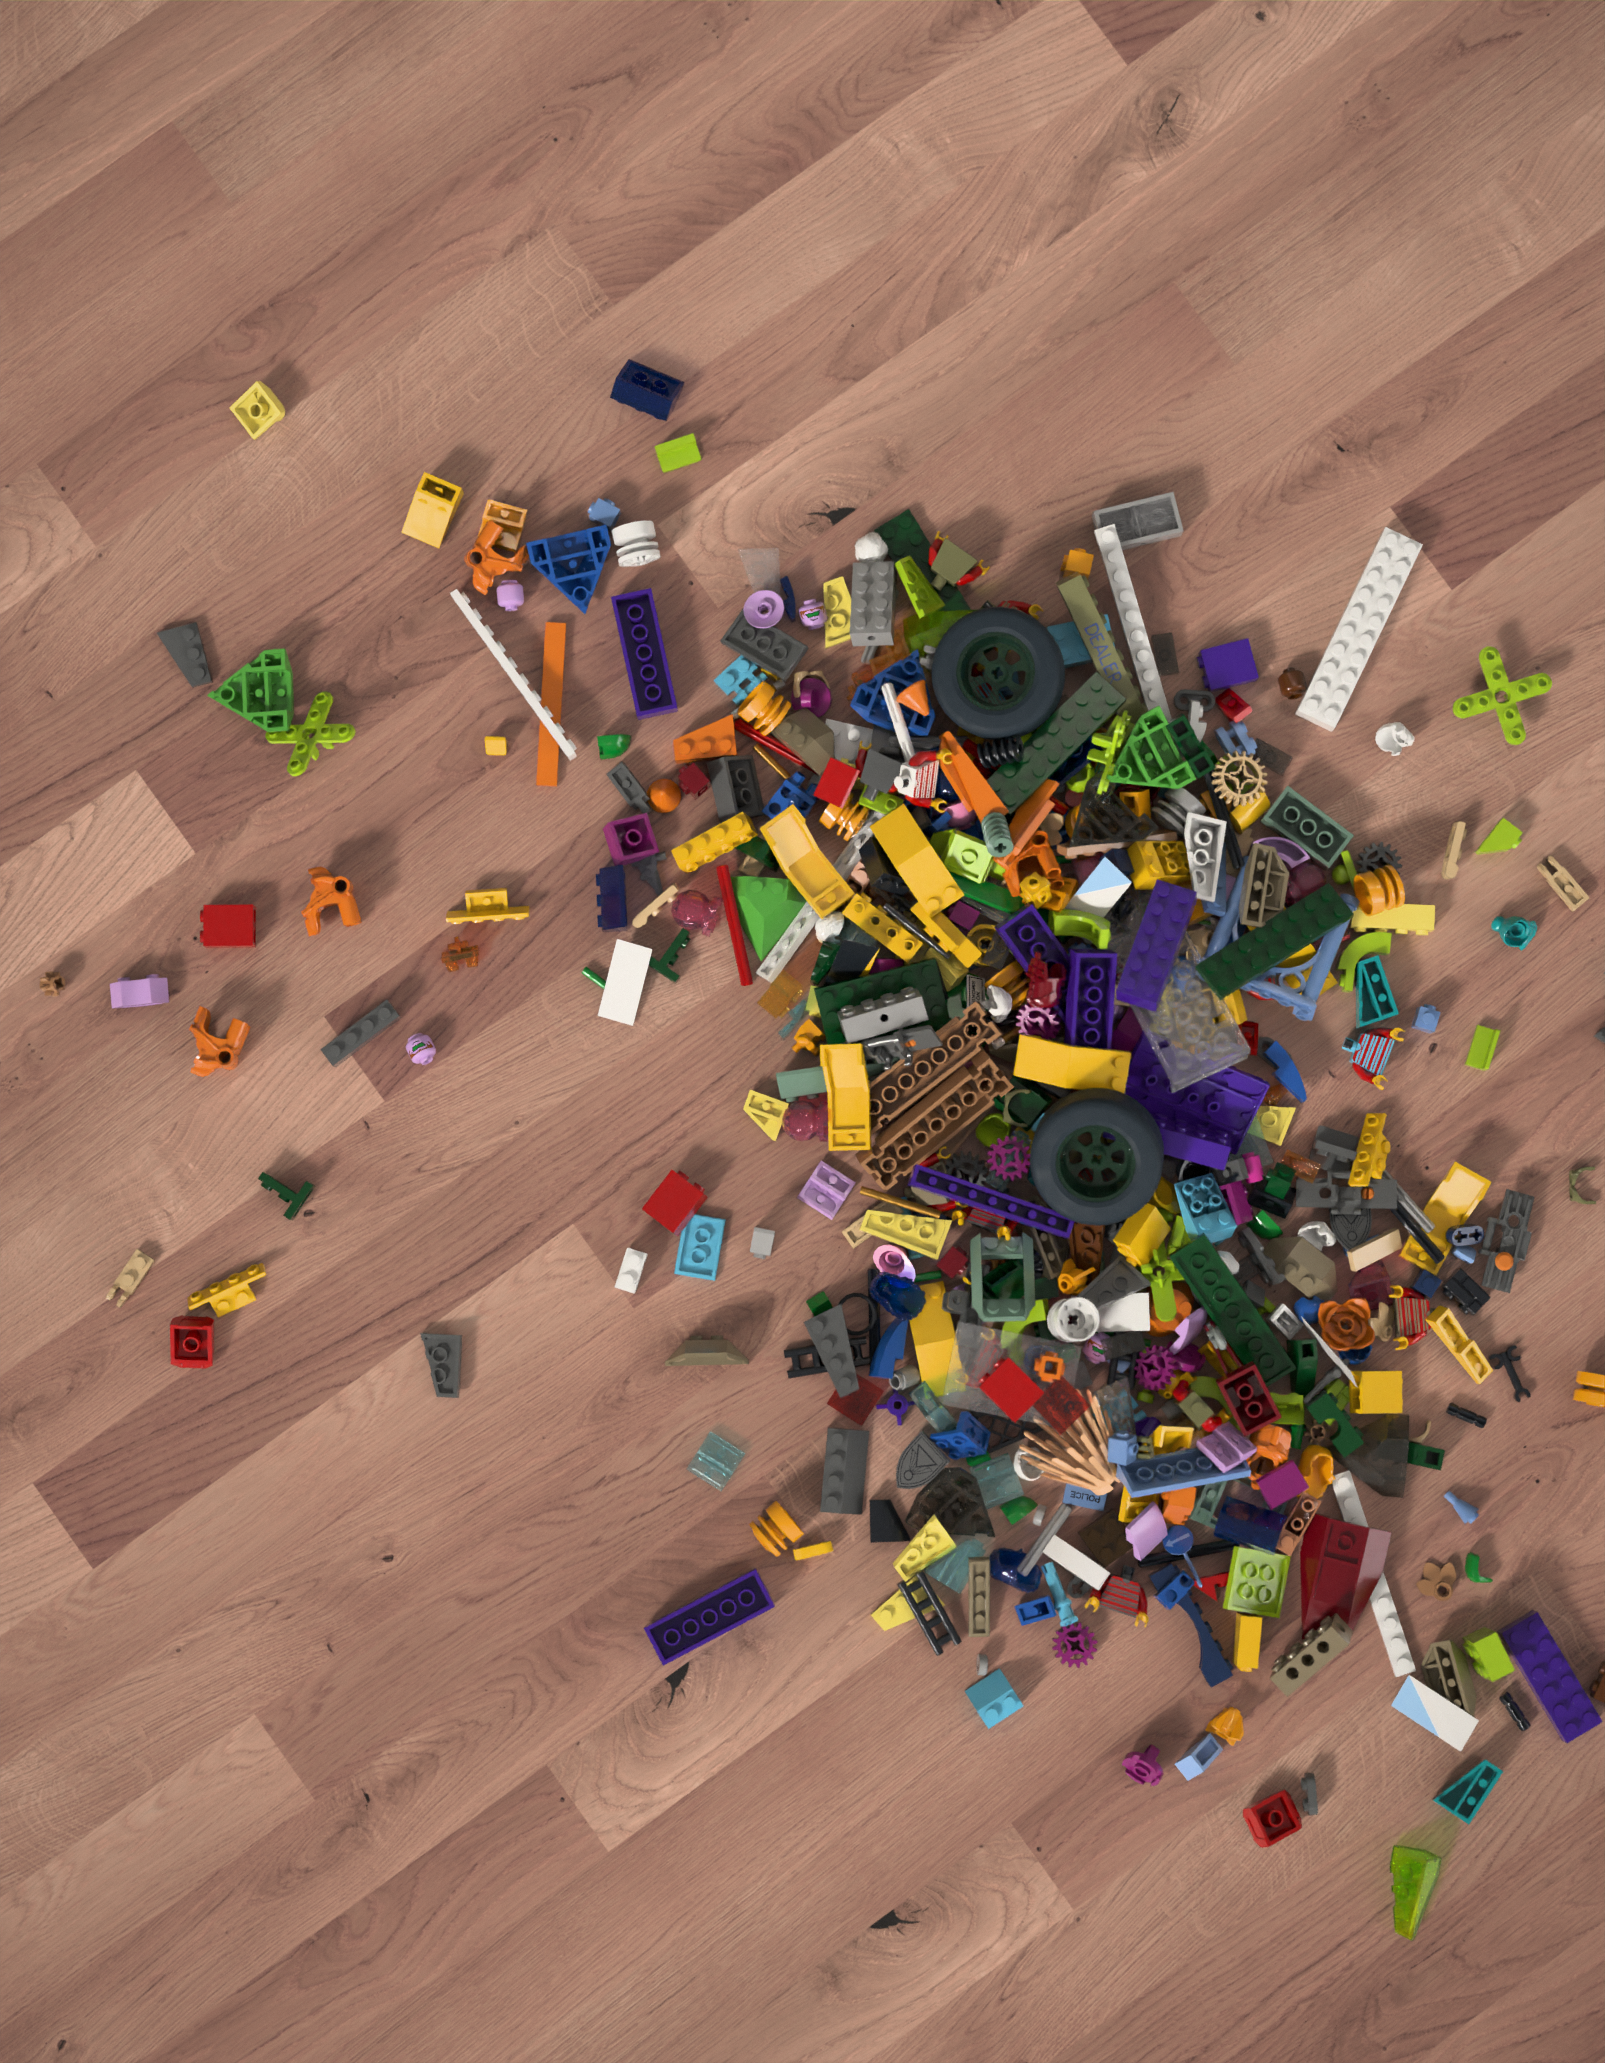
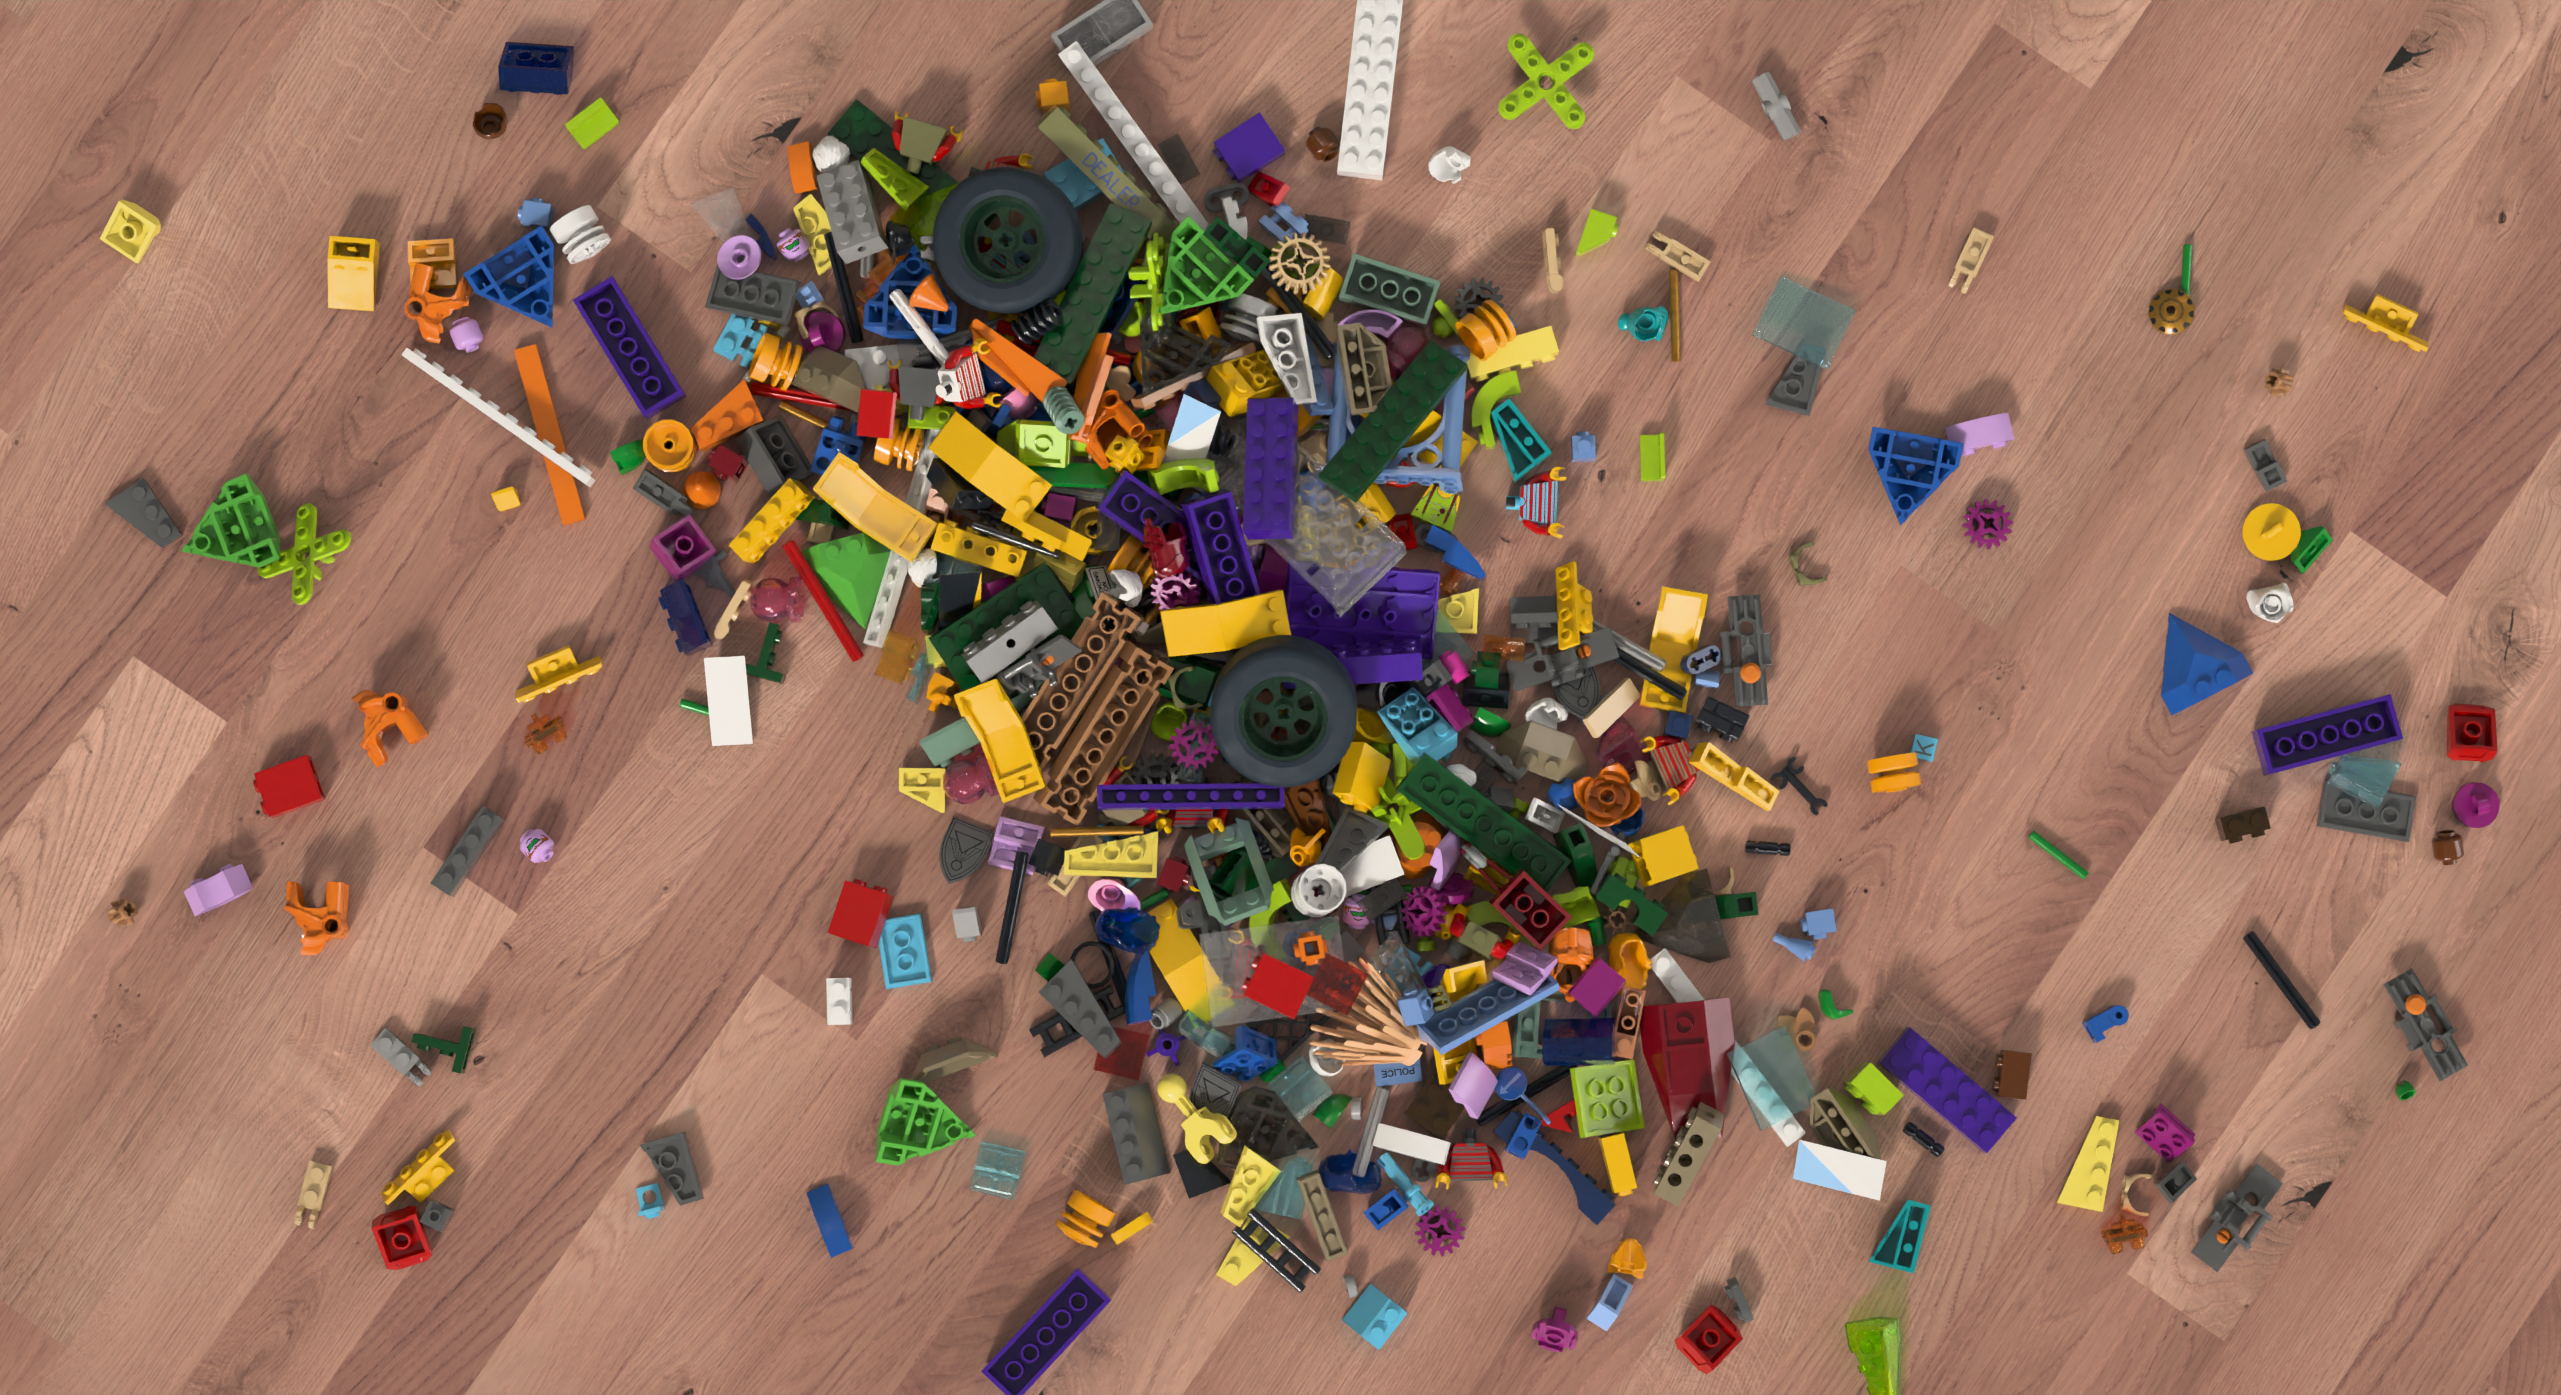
camera: 20 degrees left, 0 degrees up
(228, 1333) = (437, 1215): none -> dark grey brick
(243, 1186) = (399, 1055): none -> light grey hinge
(412, 1392) = (650, 1210): none -> medium azure bracket
(558, 1454) = (829, 1220): none -> blue slope
(592, 421) = (490, 121): none -> reddish brown hair
(641, 740) = (672, 459): none -> light orange wheel
(660, 1397) = (915, 1123): none -> bright green wedge
(780, 1178) = (963, 849): none -> dark grey shield
(805, 1241) = (1012, 907): none -> black axle
(811, 662) = (808, 295): none -> light blue tile
(842, 551) = (801, 167): none -> orange slope
(843, 667) = (844, 290): none -> black axle
(849, 1210) = (1047, 858): none -> black brick
(901, 1481) = (1199, 1123): none -> light yellow piece
(904, 641) = (898, 240): none -> black piece
(1284, 1028) = (1437, 508): none -> lime torso
(1404, 1614) = (1772, 1077): none -> clear light blue piece
(1488, 1495) = (1818, 923): none -> medium blue brick
(1542, 933) = (1674, 316): none -> pearl gold bar

